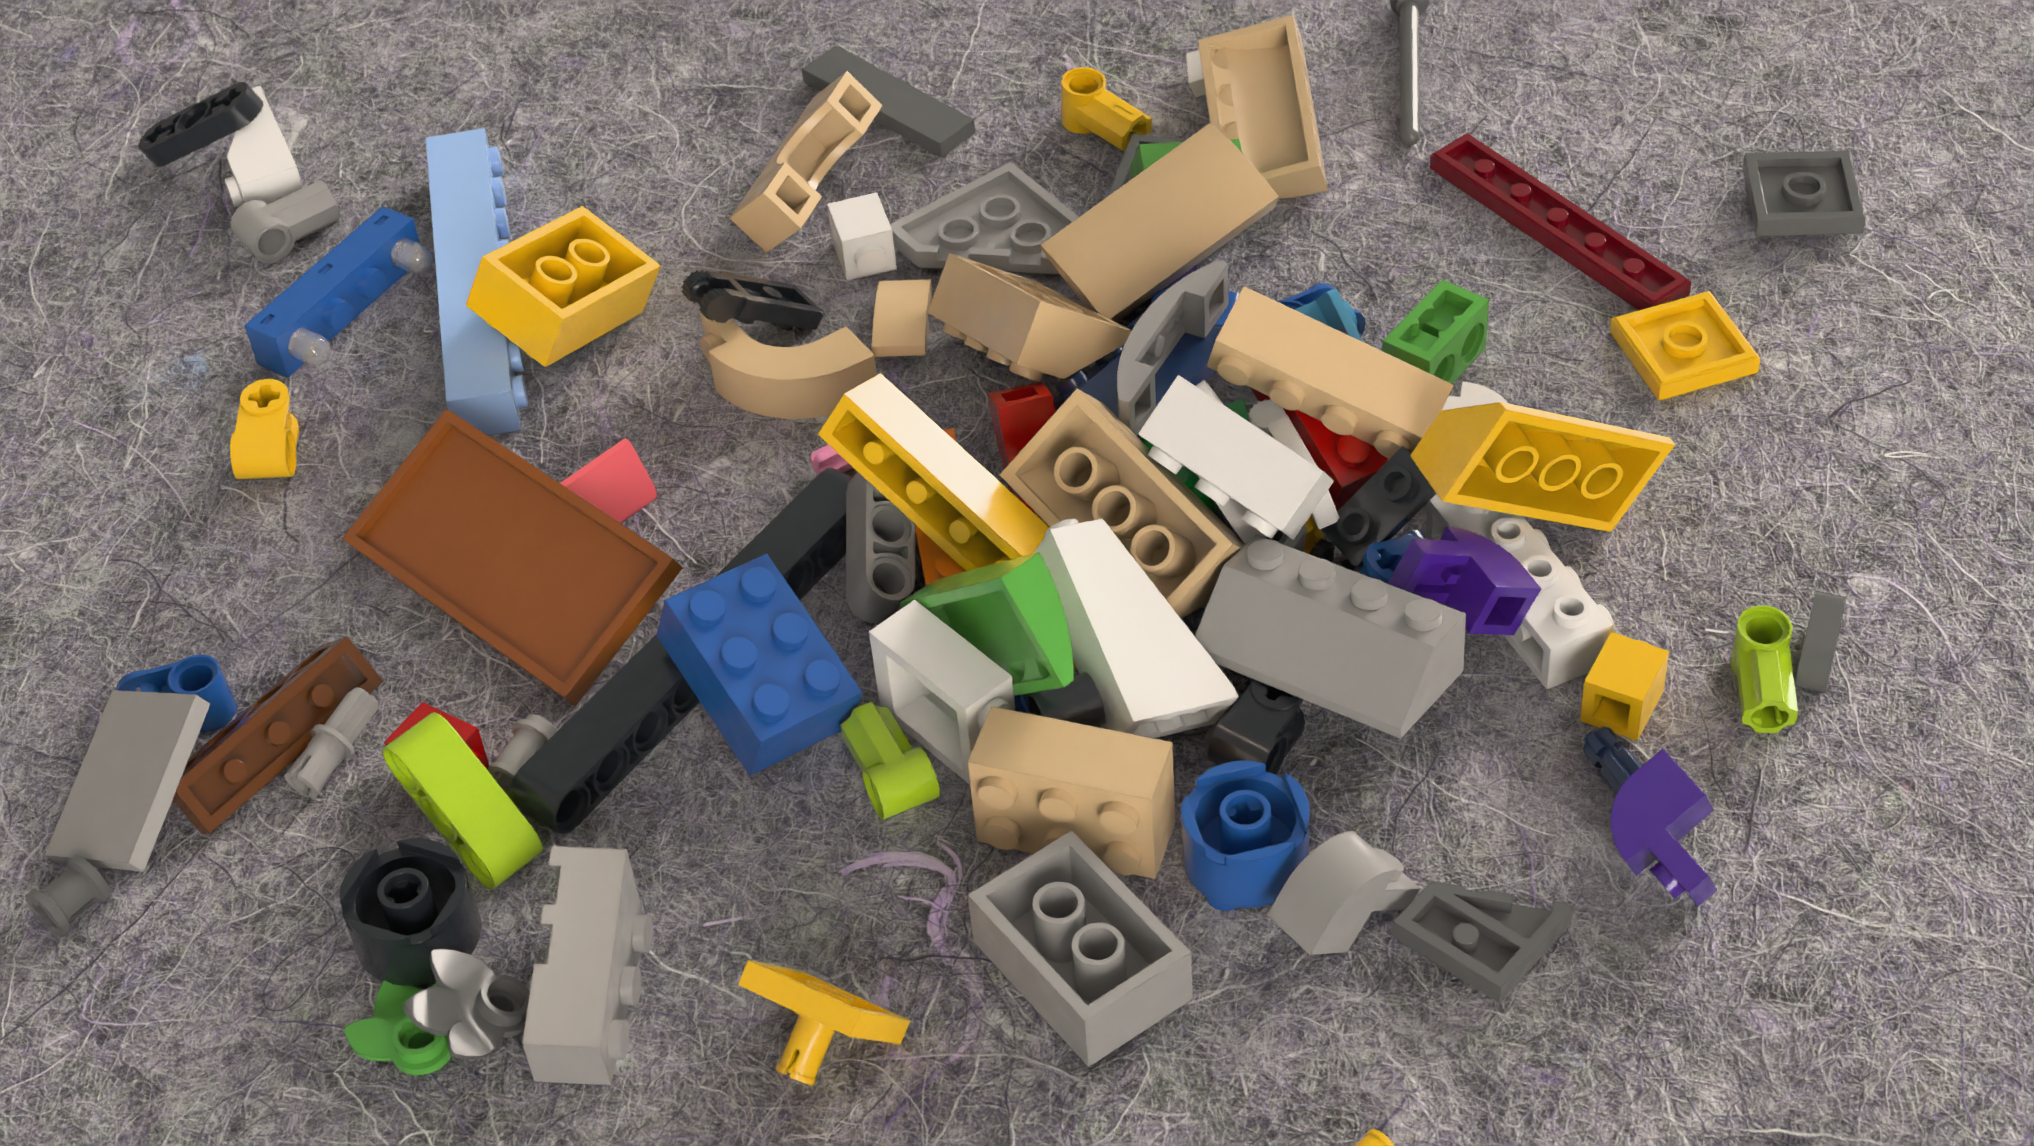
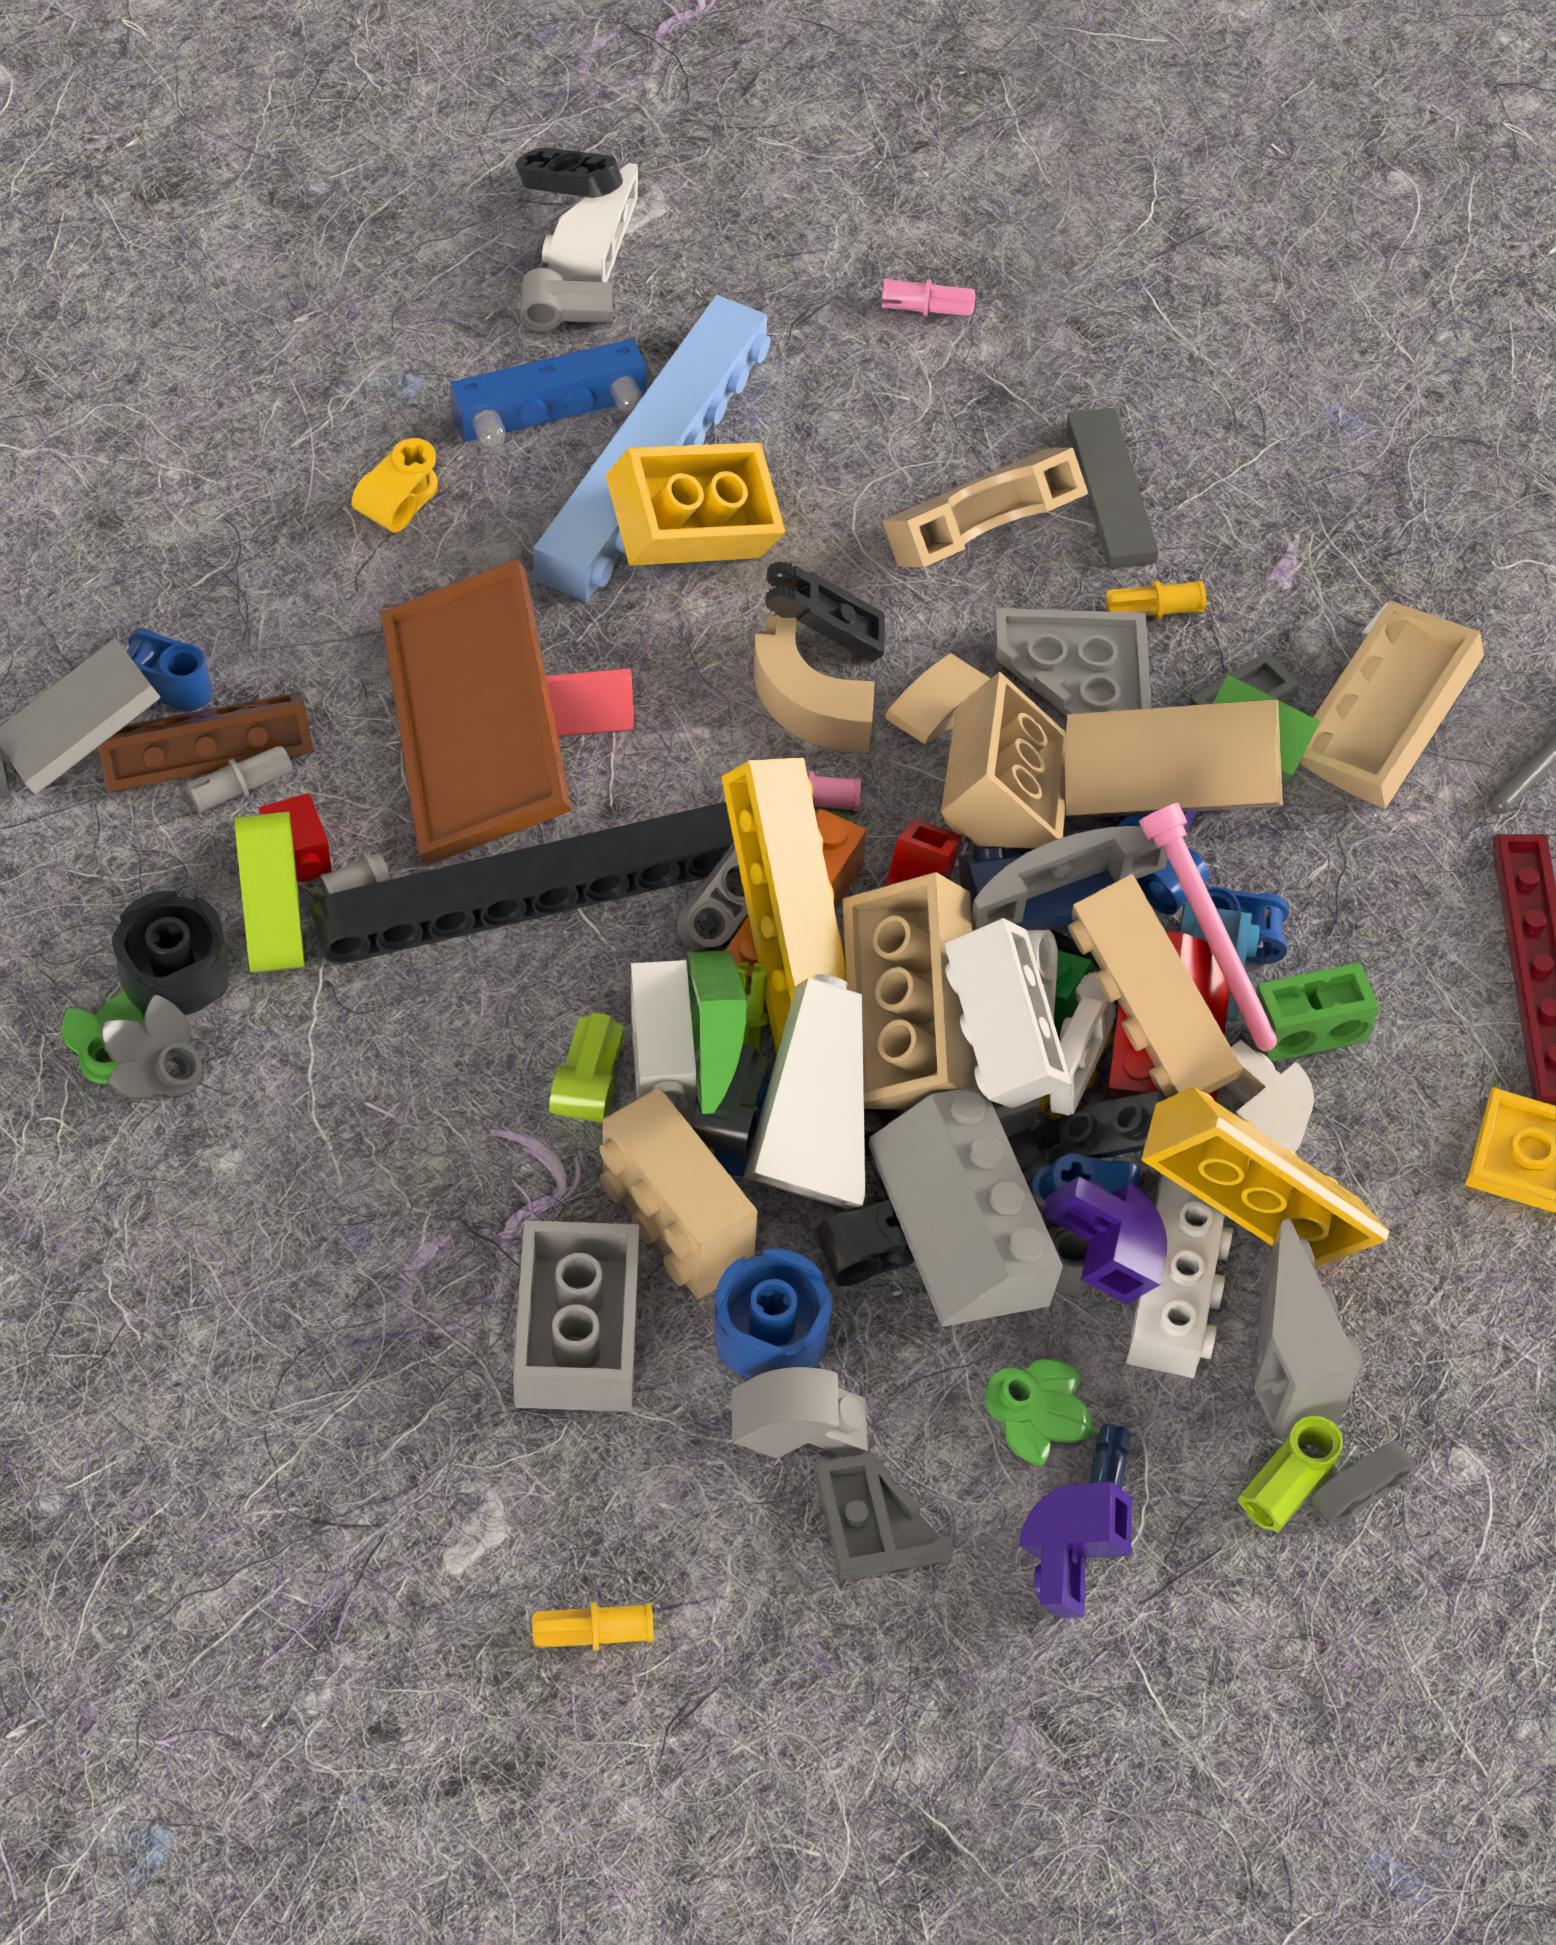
camera: 30 degrees right, 10 degrees up
(589, 969) = (246, 1084): light grey wedge -> none
(602, 55) = (927, 297): none -> bright pink axle
(758, 663) = (553, 928): blue brick -> none
(821, 1011) = (366, 1231): yellow tile -> none
(862, 236) = (970, 604): white brick -> none
(1009, 148) = (1158, 599): none -> yellow axle
(1093, 109) = (1262, 610): yellow piece -> none
(1226, 256) = (1168, 832): none -> bright pink piece
(1519, 763) = (1046, 1408): none -> bright green plate
(1624, 685) = (1174, 1405): yellow brick -> none
(1670, 564) = (1302, 1350): none -> light grey slope

